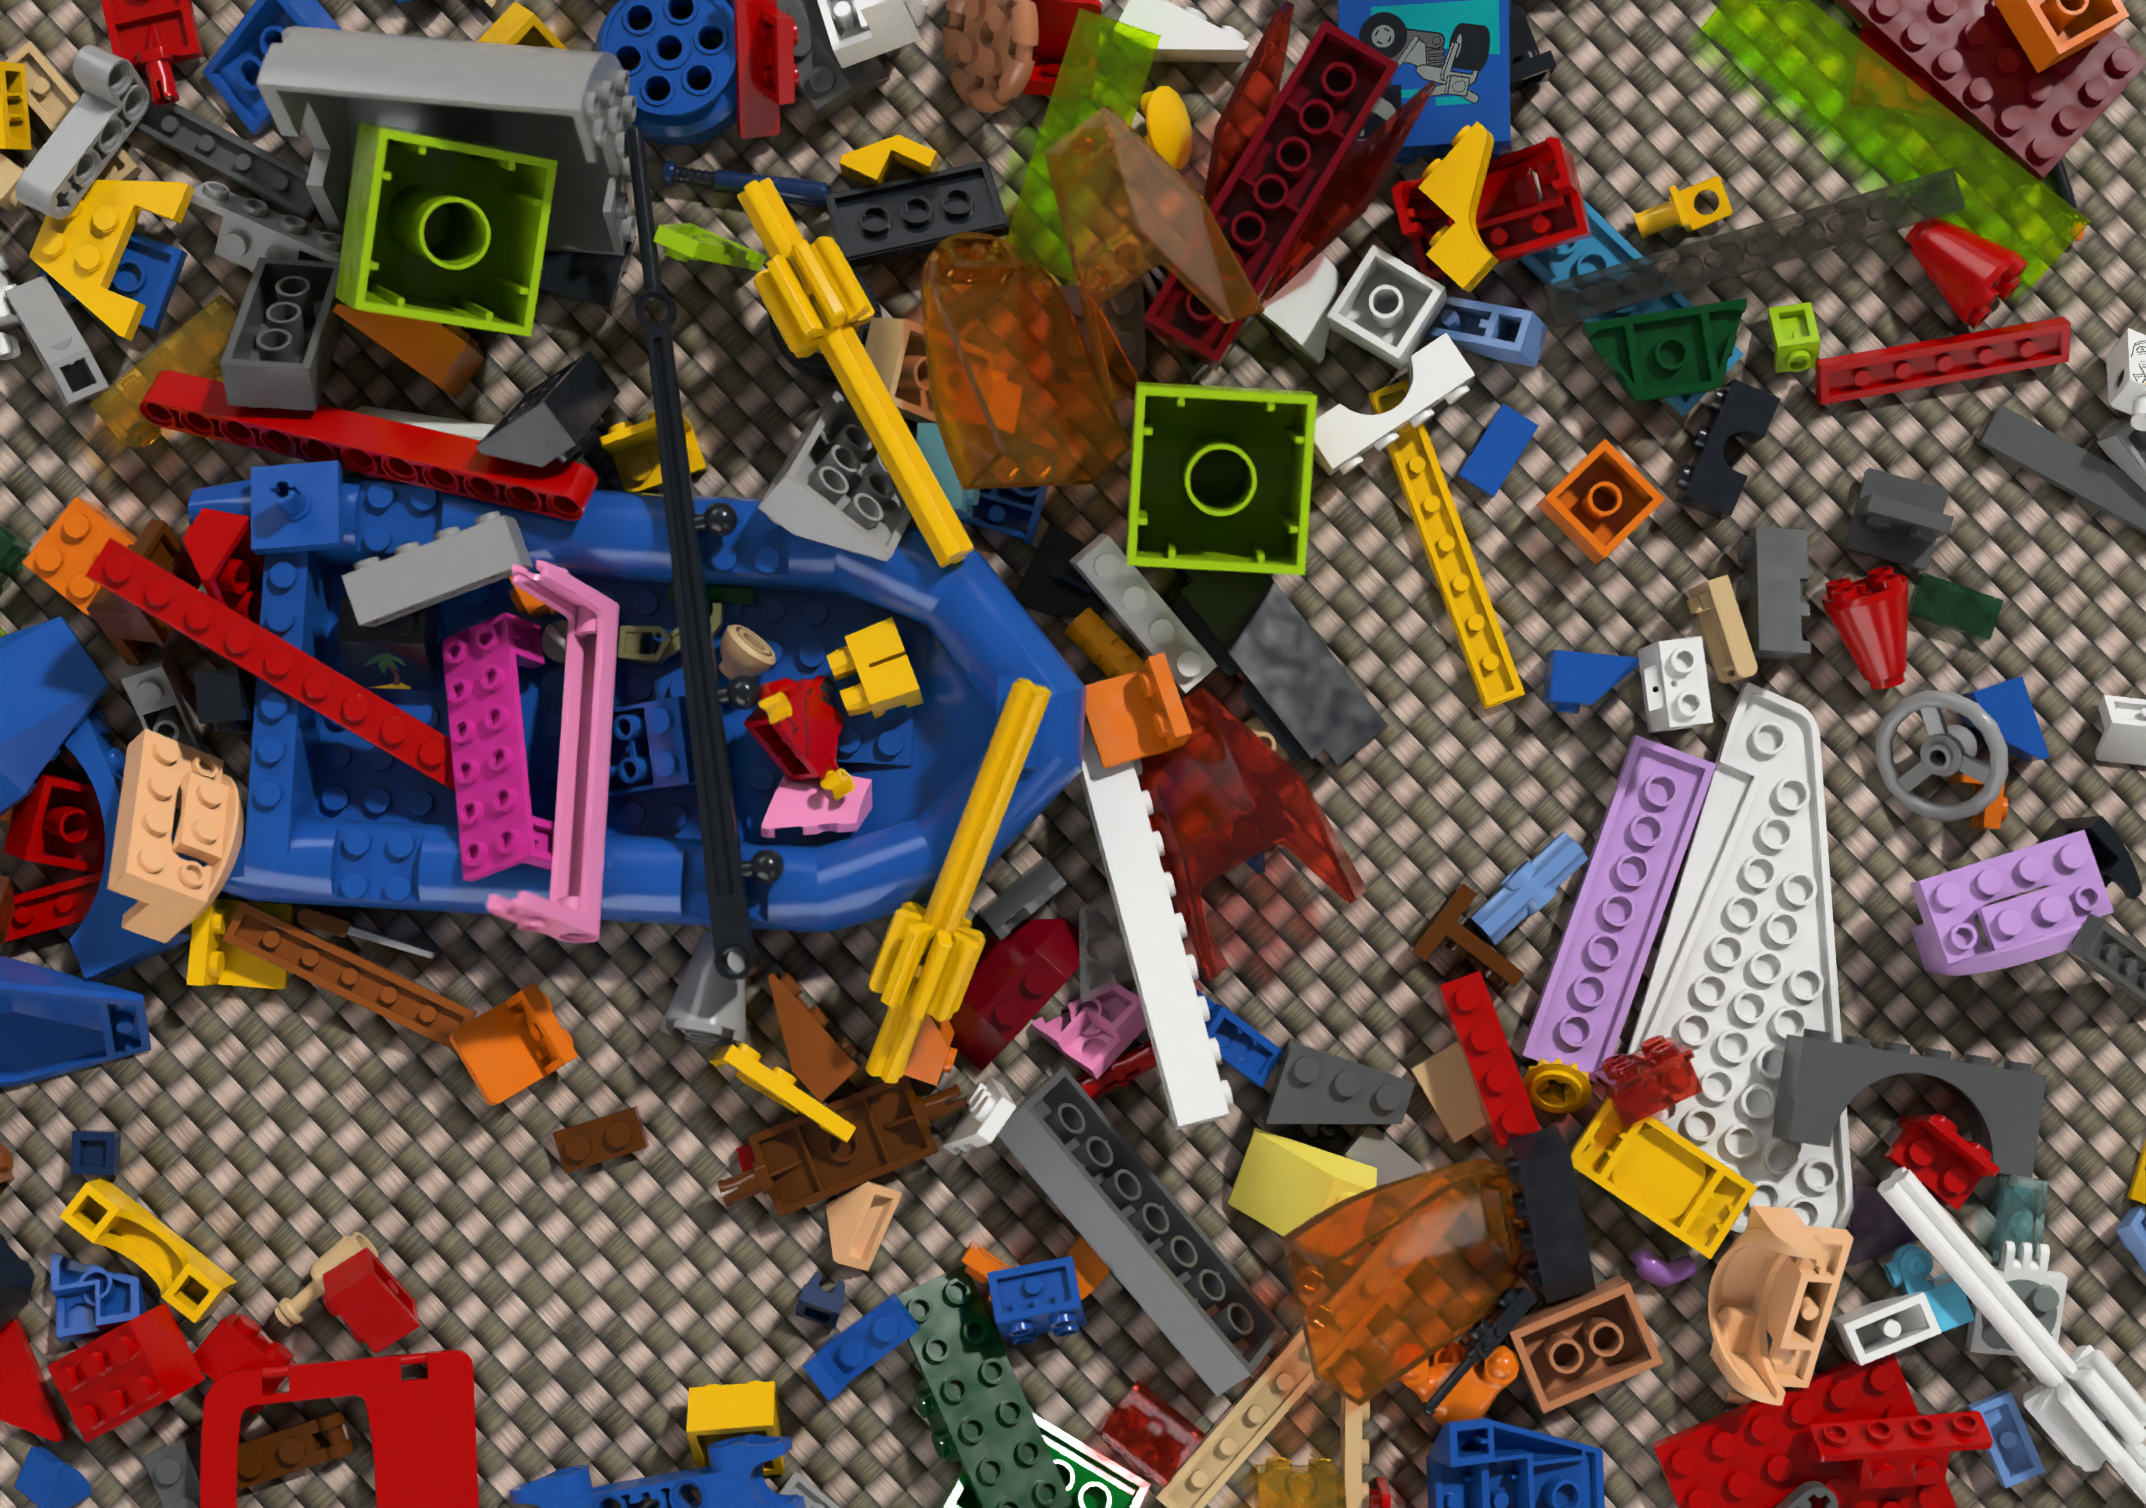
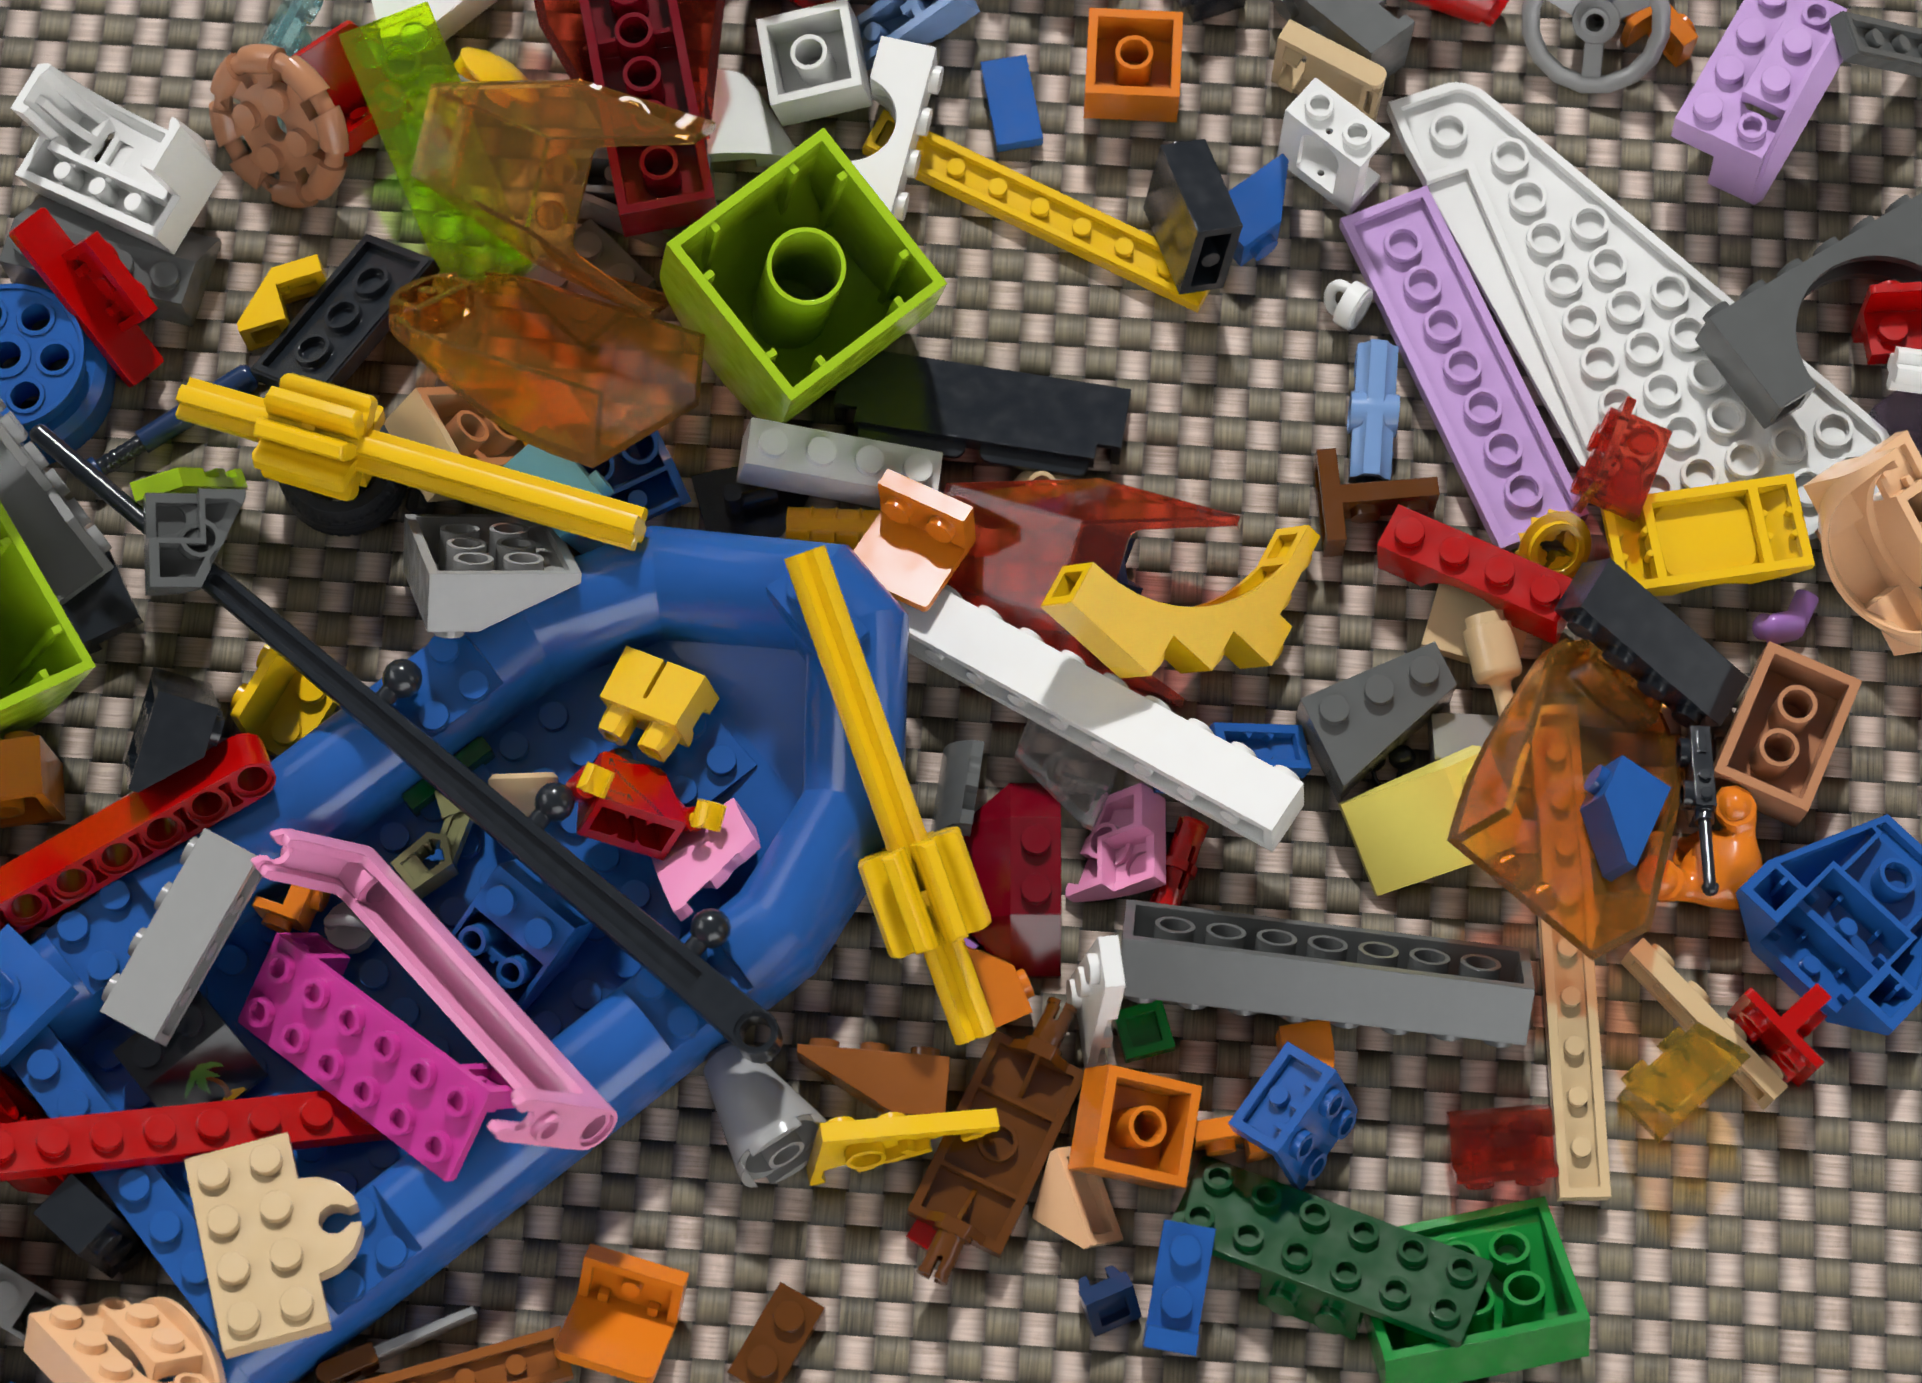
camera: 40 degrees left, 15 degrees down
(323, 817) = (268, 1242): none -> tan plate
(661, 298) = (185, 536): none -> dark grey slope
(931, 1217) = (1135, 1127): none -> orange brick
(996, 1161) = (1144, 1031): none -> green plate
(1261, 940) = (1138, 633): none -> yellow arch
(1424, 1303) = (1621, 813): none -> blue slope
(1444, 1127) = (1493, 654): none -> tan piece
(1534, 650) = (1192, 216): none -> black brick
(1586, 802) = (1352, 305): none -> white tile

